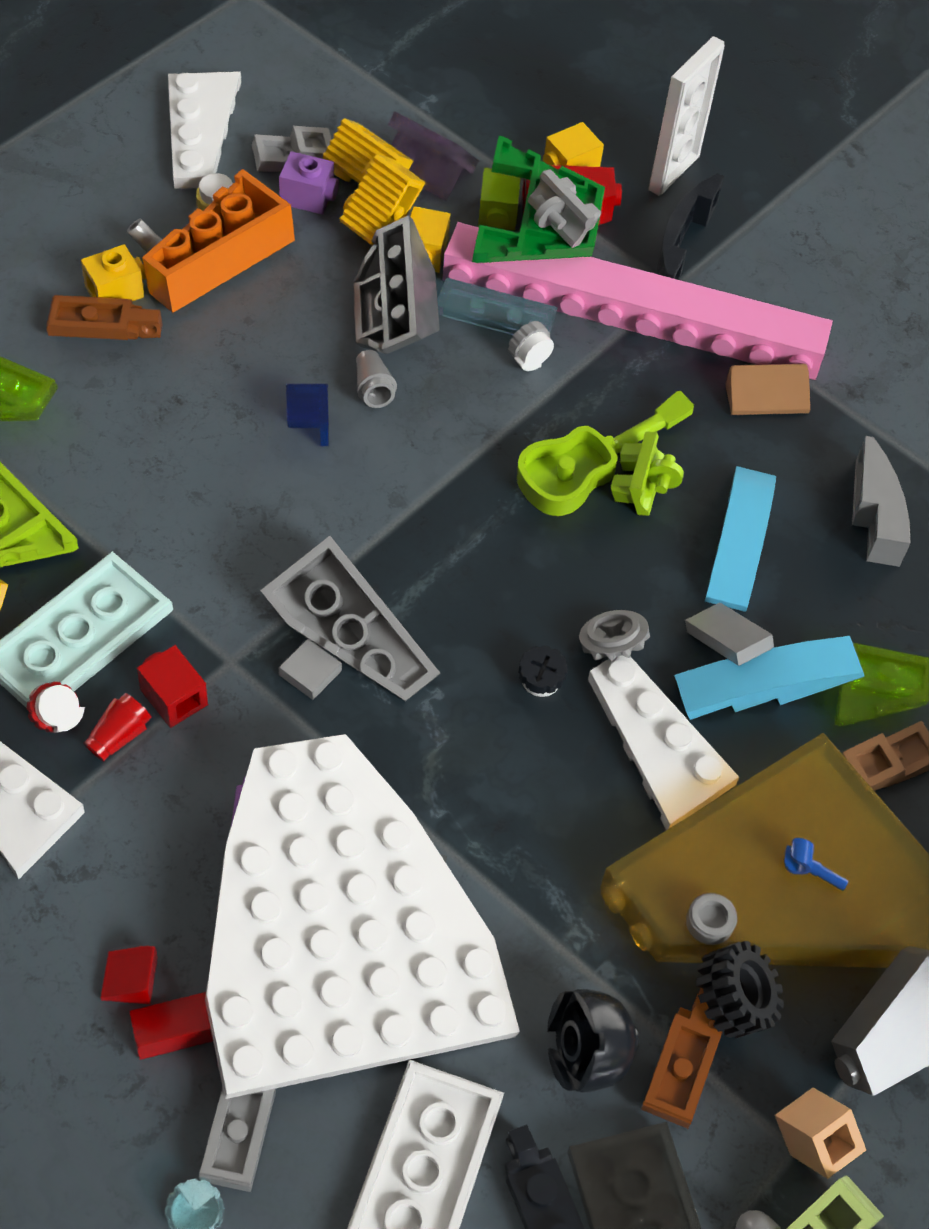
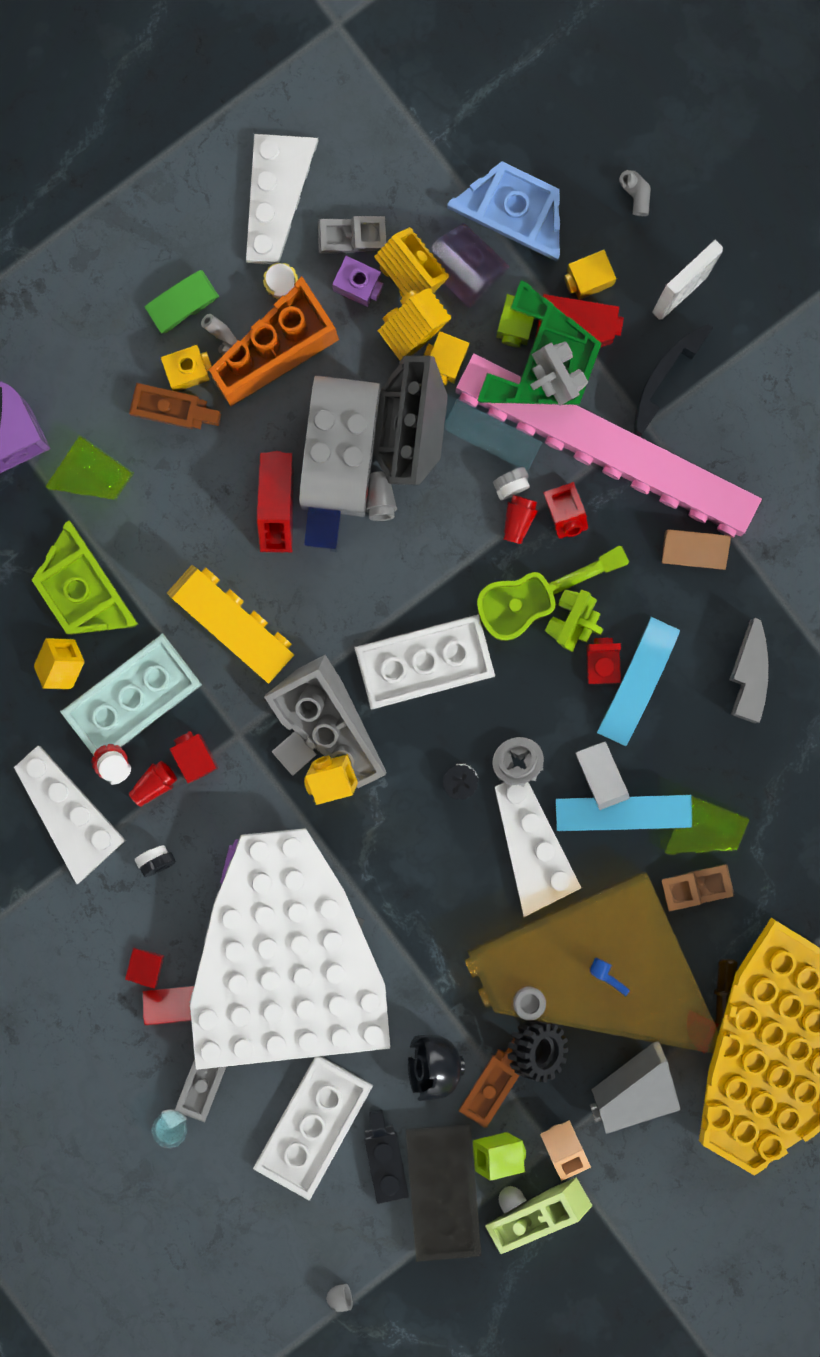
camera: 15 degrees right, 30 degrees up
(98, 219) = (181, 301): none -> bright green slope
(130, 822) = (154, 861): none -> black piece
(200, 518) = (230, 623): none -> yellow wedge
(244, 395) = (275, 502): none -> red slope
(316, 318) = (339, 445): none -> light grey brick
(365, 680) = (330, 779): none -> yellow brick
(463, 547) = (424, 661): none -> white tile
(472, 109) = (514, 207): none -> light blue wing
(548, 378) = (519, 518): none -> red cone
(603, 86) = (638, 189): none -> light grey arm
(607, 368) = (566, 510): none -> red bracket
(692, 515) = (603, 661): none -> red bracket
(721, 1157) = (499, 1156): none -> lime brick

